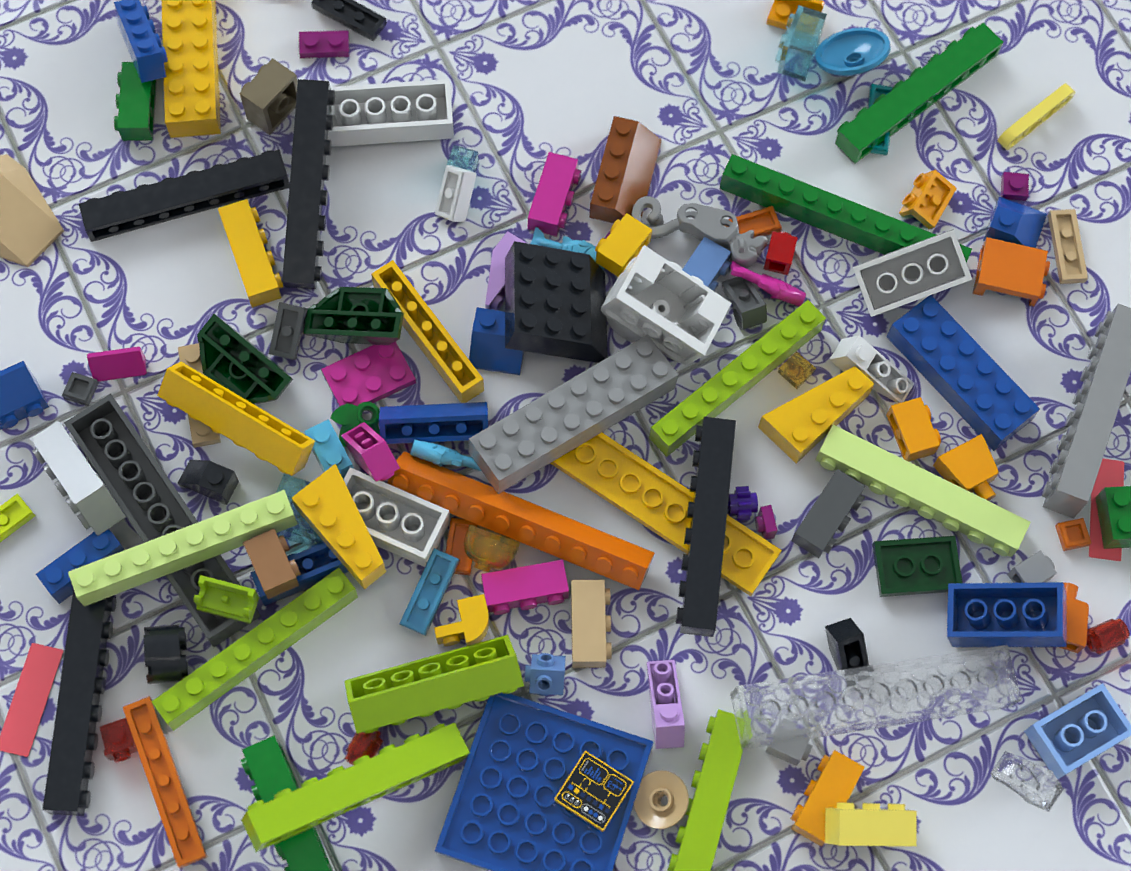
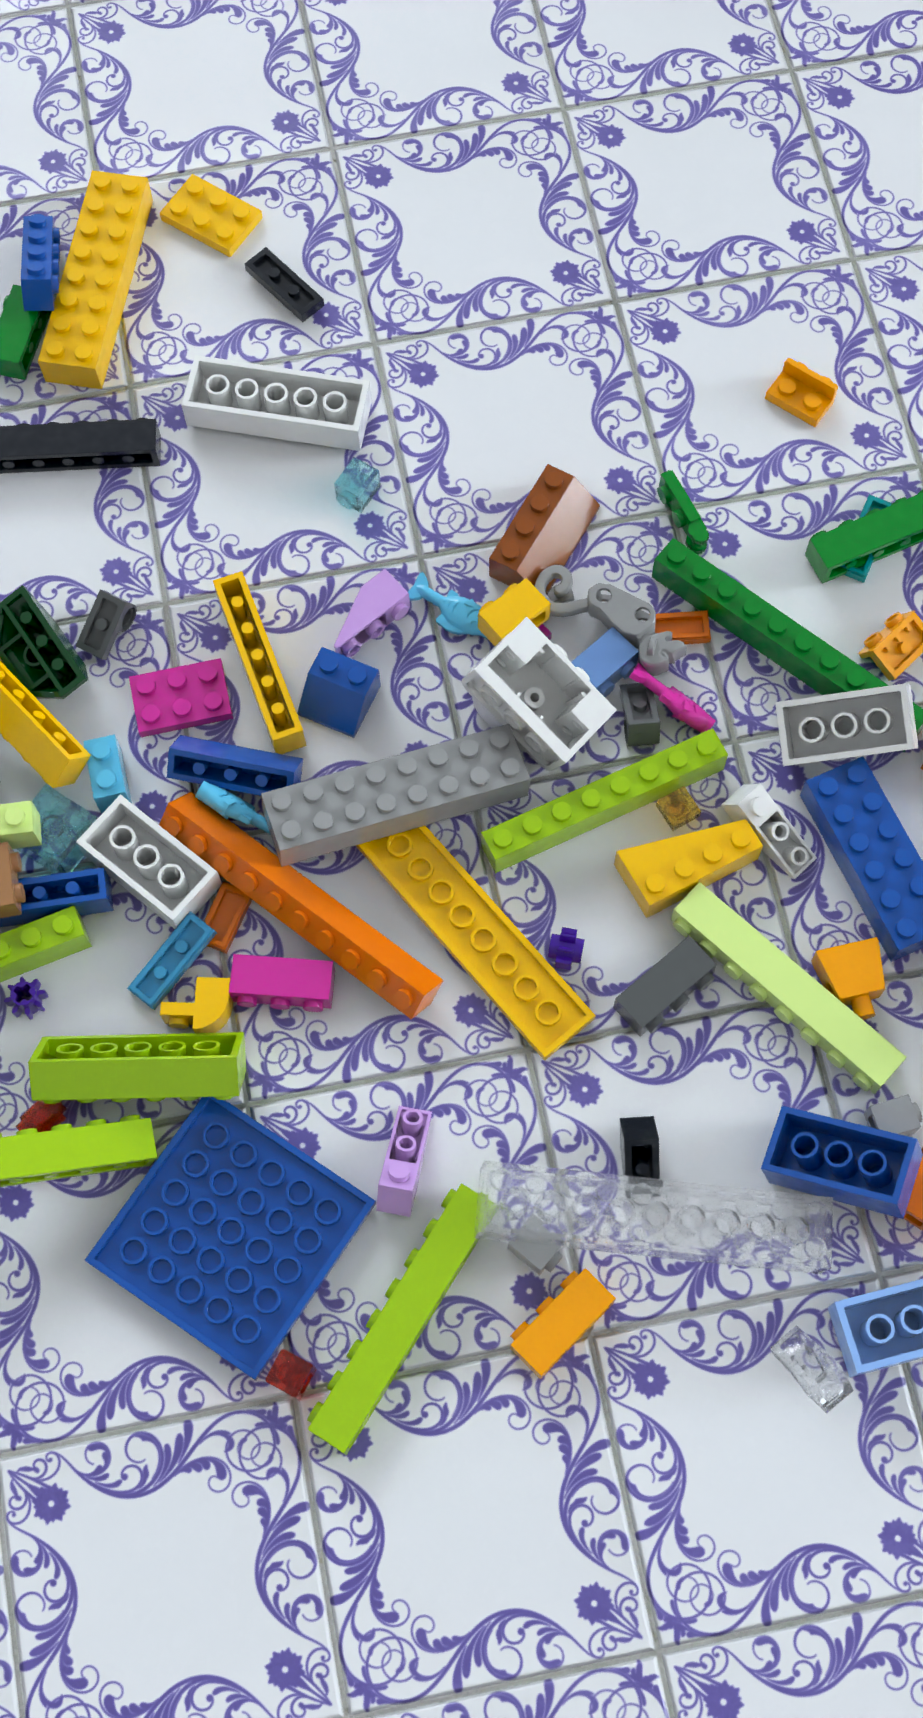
camera: 20 degrees right, 0 degrees up
(249, 252) = (90, 528): yellow brick -> none
(270, 96) = (163, 357): dark tan brick -> none
(307, 184) = (172, 464): black brick -> none
(315, 646) = (26, 989): none -> dark purple gear
(324, 44) = (246, 313): magenta plate -> none
(336, 520) = (83, 849): yellow wedge -> none
(351, 416) = (146, 751): green plate -> none
(356, 316) = (180, 625): dark green wedge -> none
(370, 452) = (147, 783): dark pink brick -> none
(455, 194) = (340, 513): white slope -> none
(489, 549) = (252, 927): clear yellow cylinder -> none
(546, 674) = (274, 1090): medium blue brick -> none
(554, 194) = (453, 539): dark pink brick -> none
(555, 303) = (413, 663): black slope -> none
(590, 624) = (343, 1044): tan brick -> none
(594, 791) = (287, 1240): black tile -> none
(649, 796) = (351, 1268): tan dish -> none
(707, 528) = (512, 966): black brick -> none
(730, 129) = (683, 512): none -> green hinge
(766, 522) = (586, 978): magenta plate -> none
(780, 252) = (699, 666): red brick -> none
(800, 42) = (795, 427): clear light blue brick -> none
(853, 51) = (855, 451): dark azure dish -> none
(870, 825) = (601, 1370): light yellow brick -> none
(913, 429) = (798, 912): light orange brick -> none
(916, 565) = (753, 1074): dark green plate -> none

